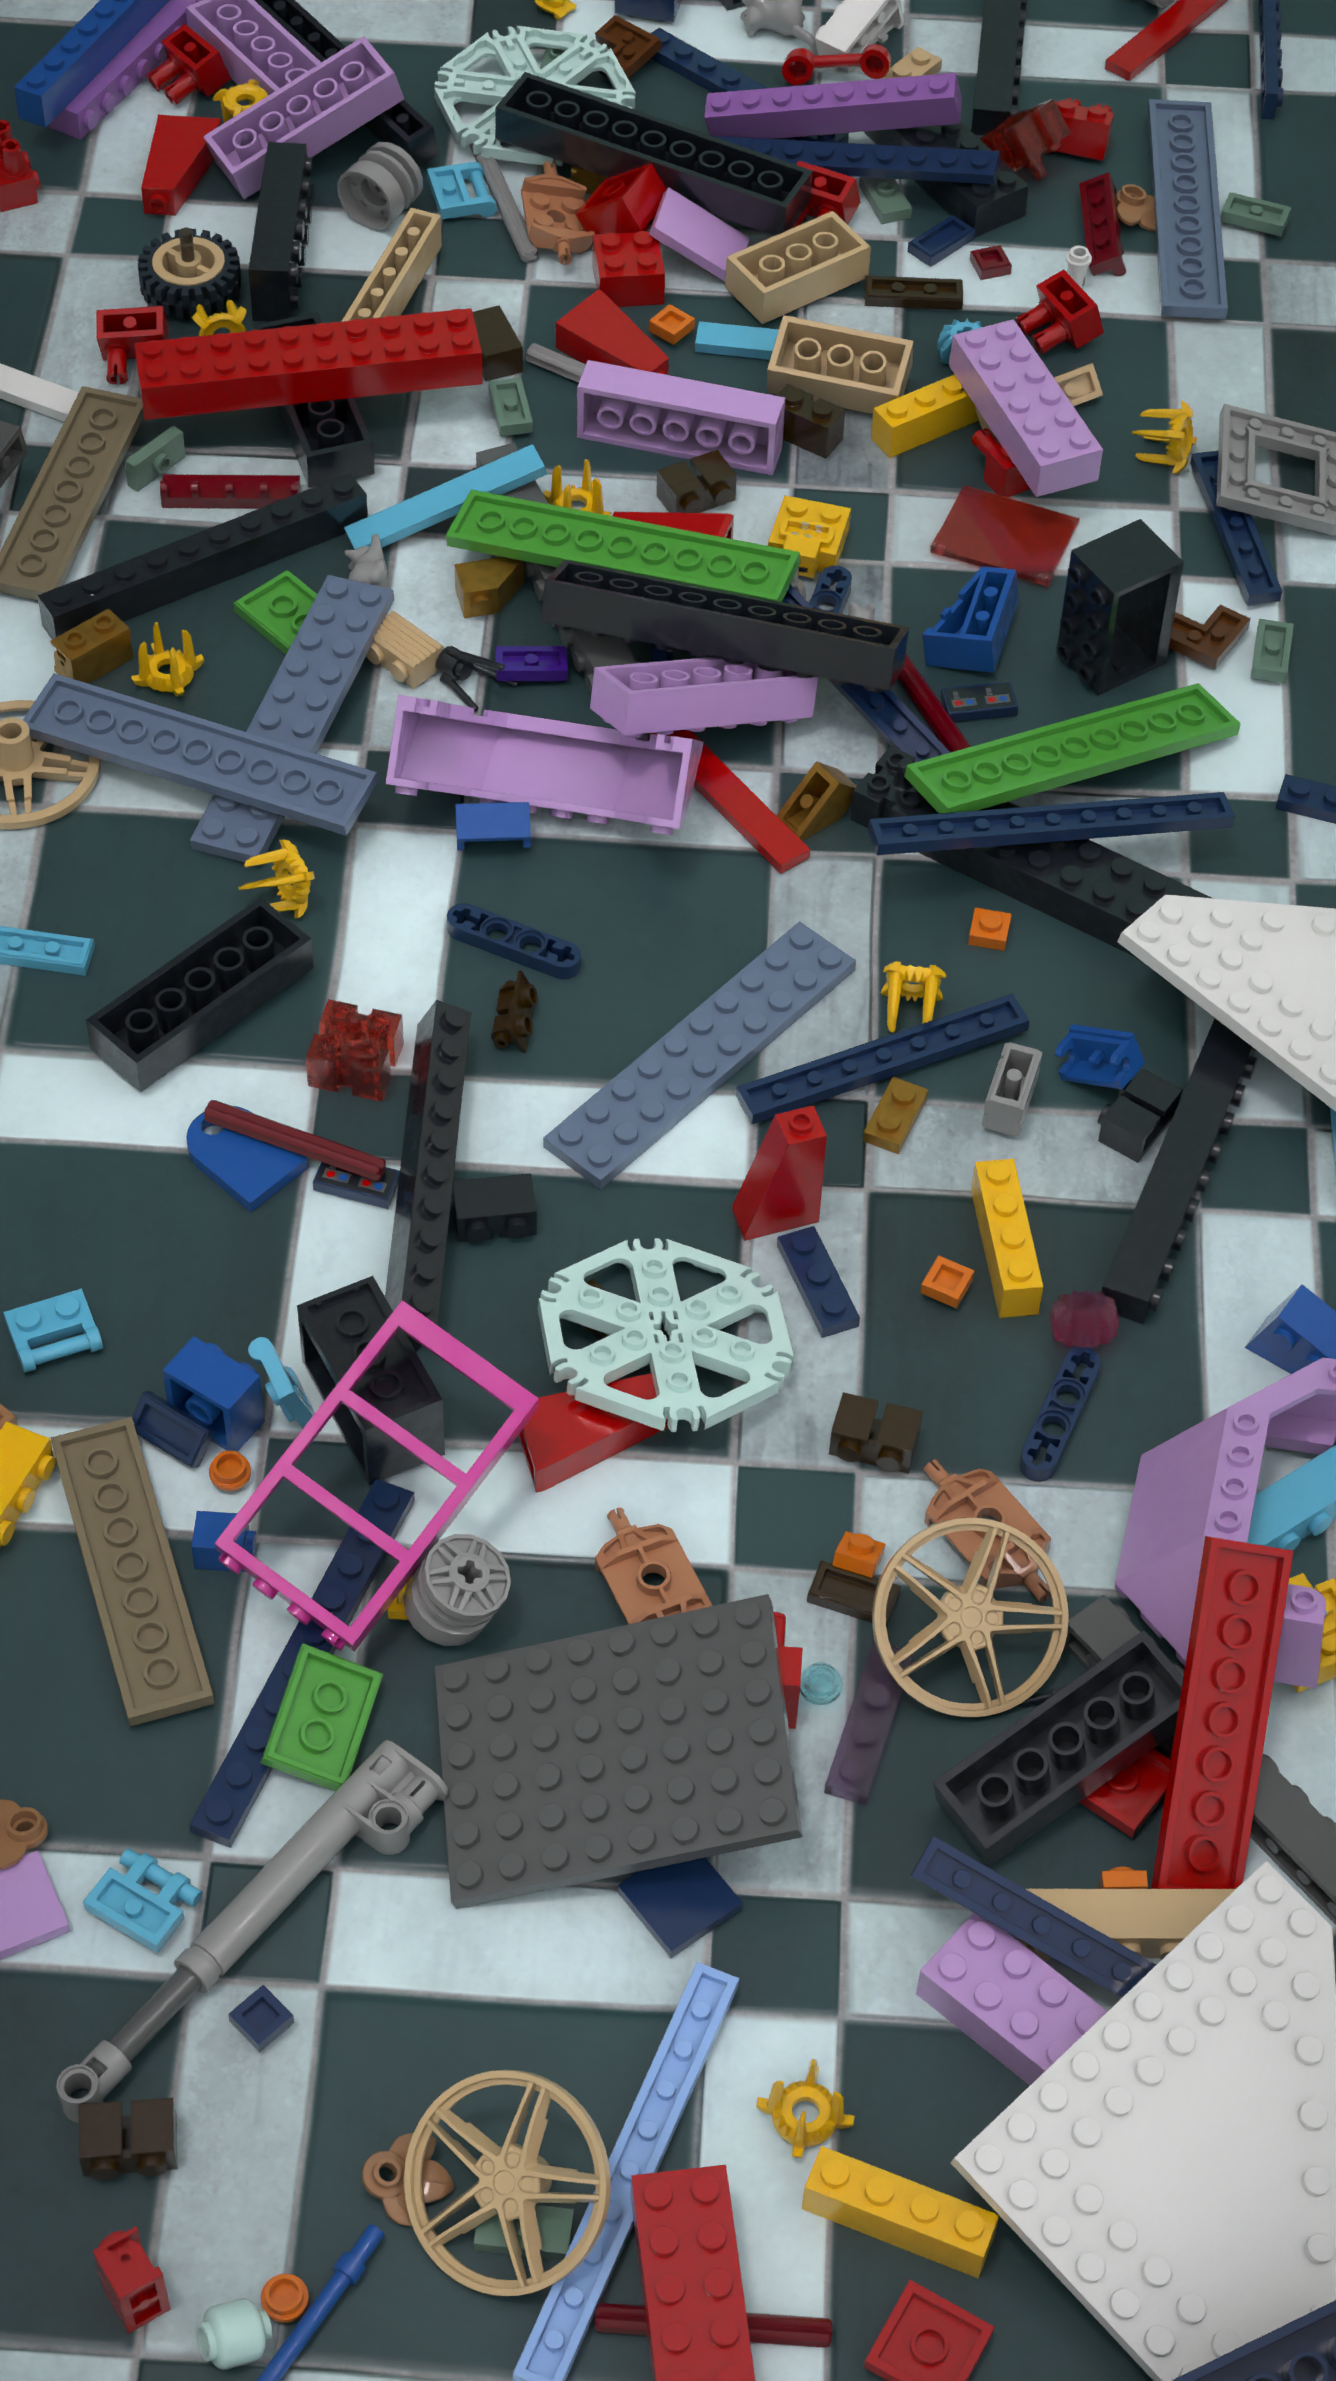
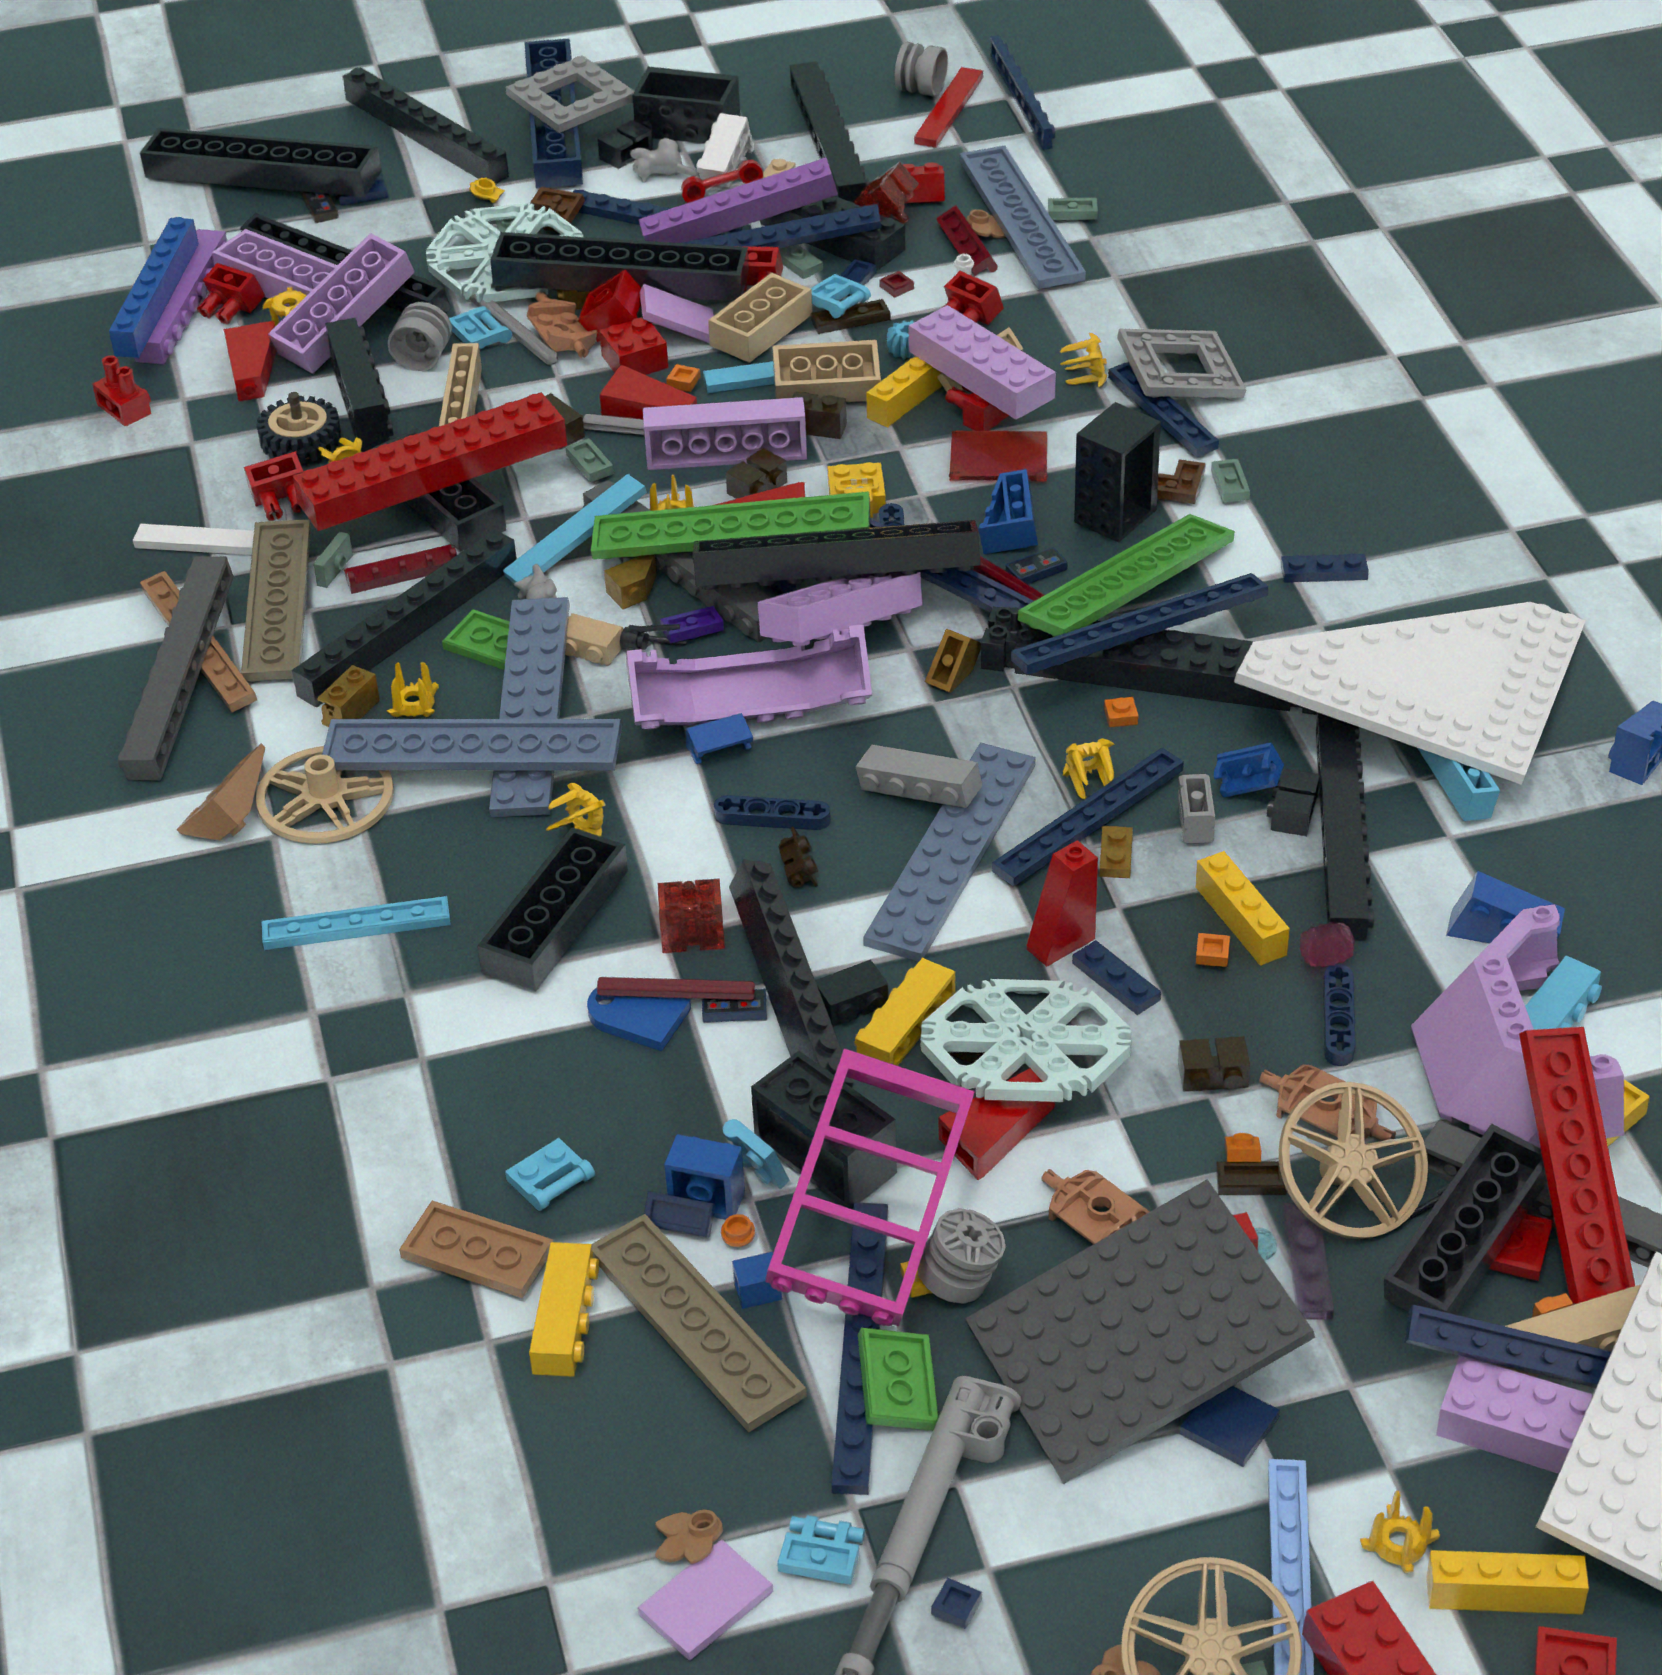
camera: 15 degrees left, 10 degrees down
(525, 1264) = (899, 1021): none -> yellow brick
(700, 947) = (919, 776): none -> light grey brick
(745, 810) = (911, 685): red tile -> none
(902, 252) = (831, 290): none -> medium azure plate

